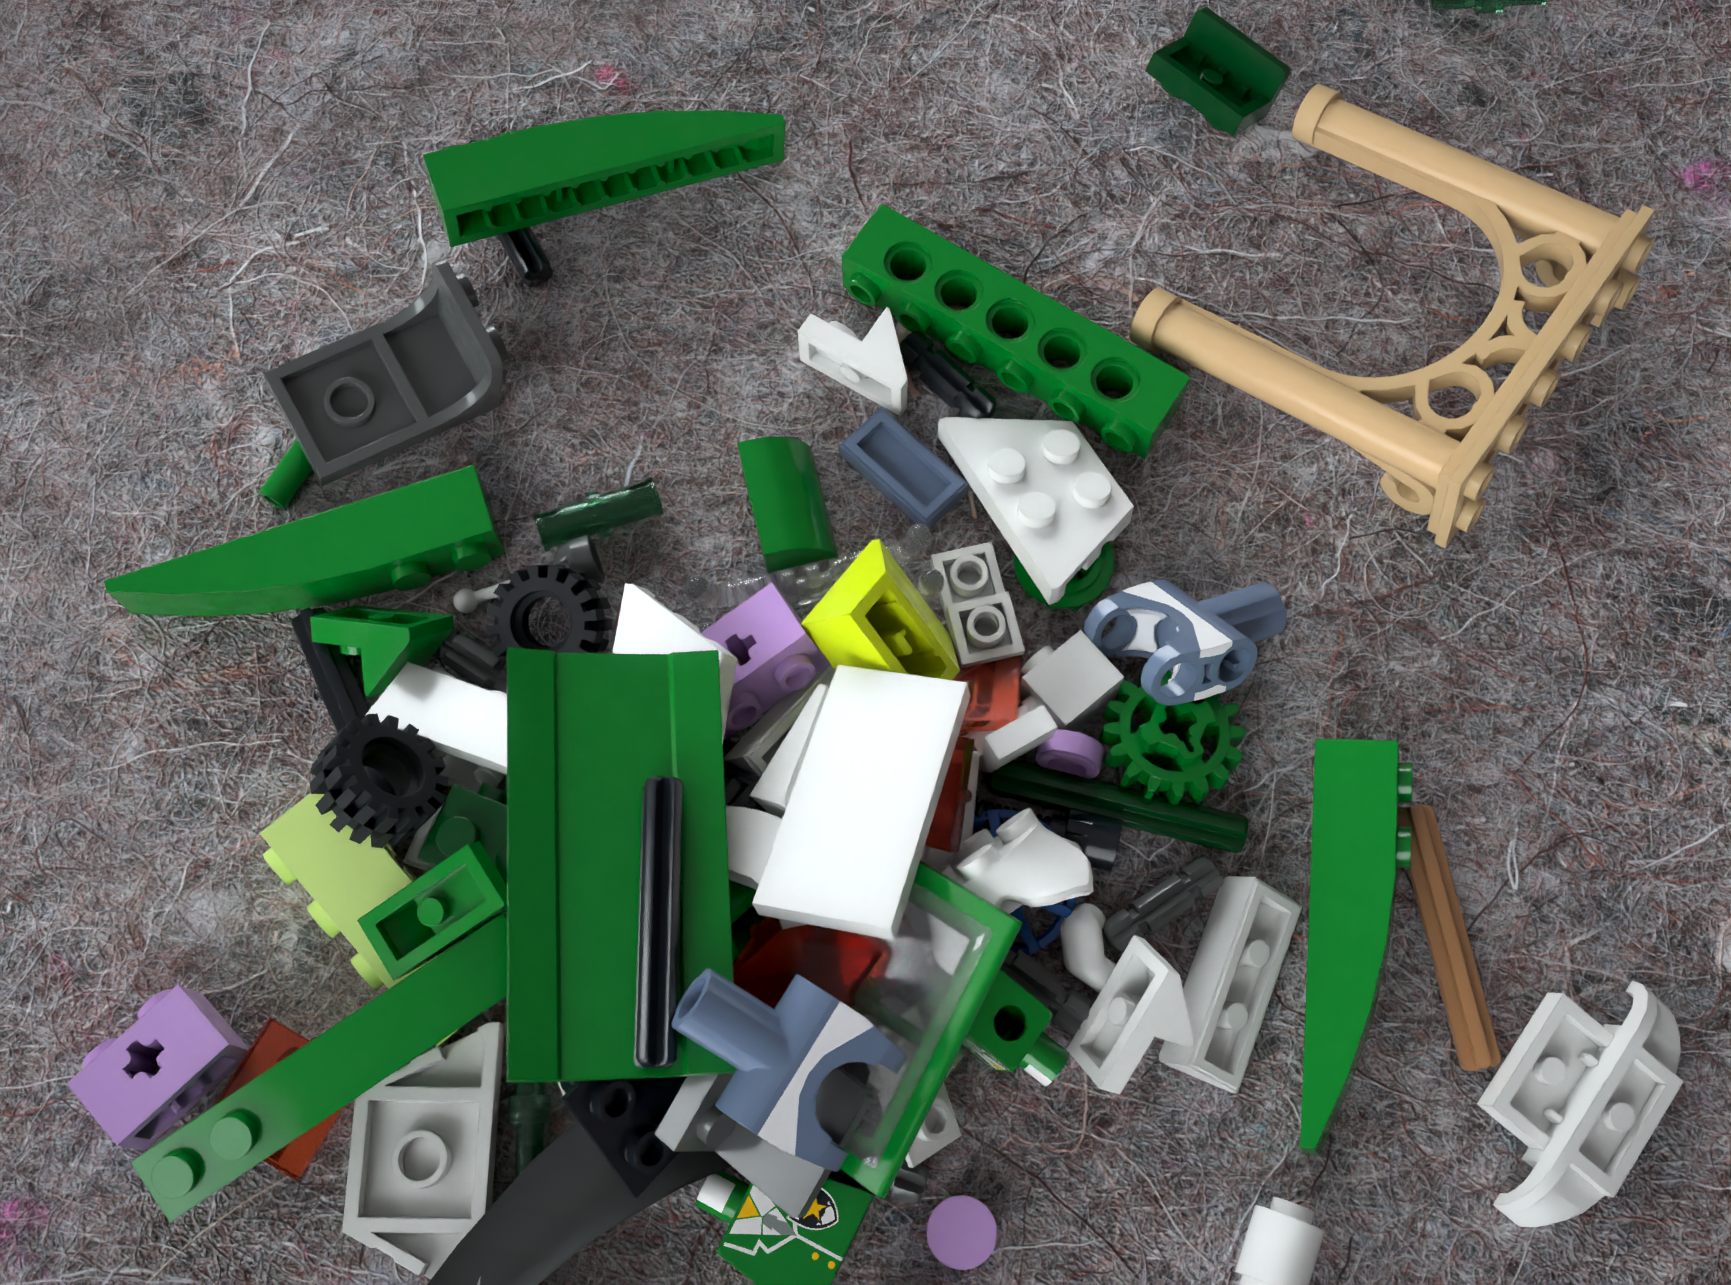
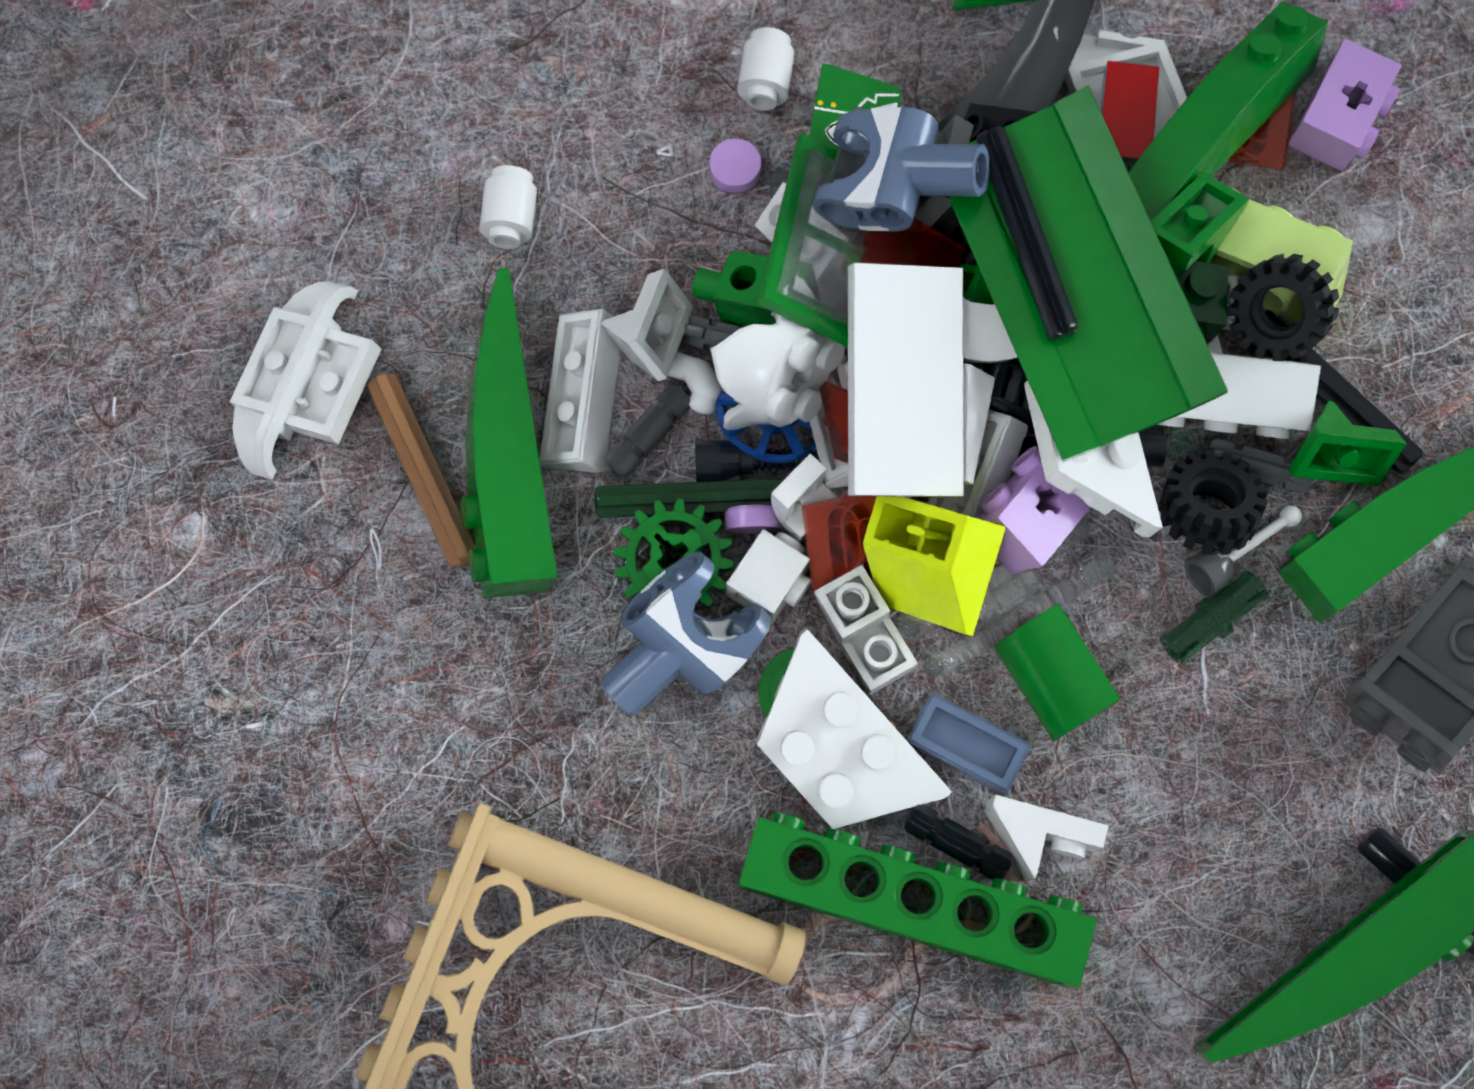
camera: 160 degrees right, 5 degrees up
(438, 1127) = (1130, 107): none -> red tile

